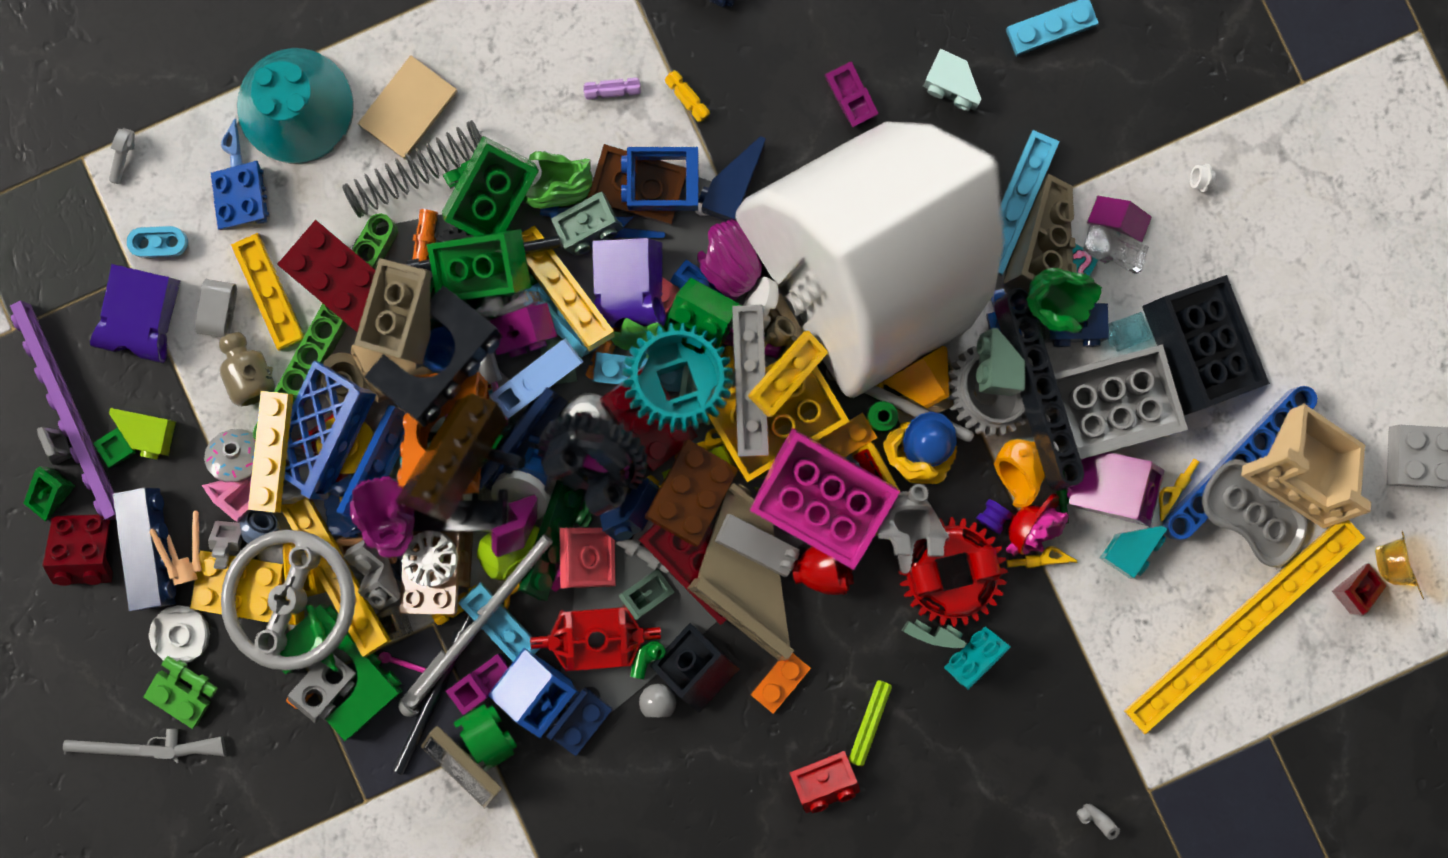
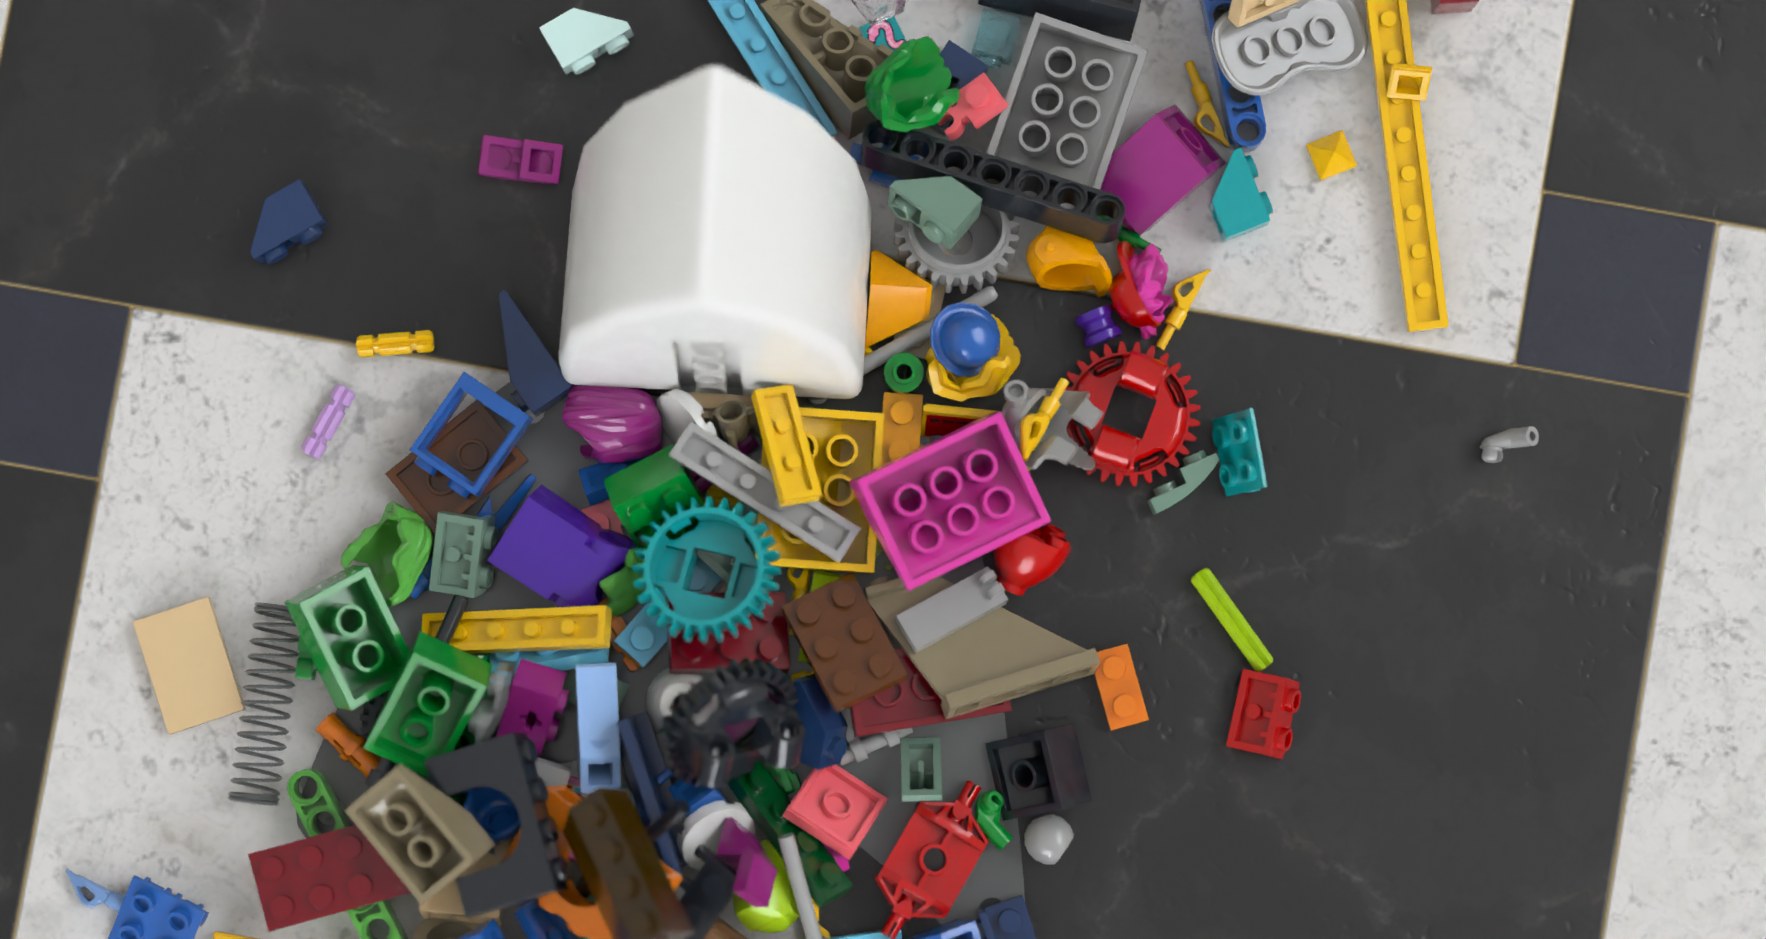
camera: 55 degrees left, 0 degrees up
(295, 105) = (98, 791): teal cone -> none
(906, 519) = (1034, 425): none -> yellow hand
(1080, 346) = (976, 104): none -> coral plate
(1200, 588) = (1331, 155): none -> yellow slope
(1281, 605) = (1409, 81): none -> yellow slope

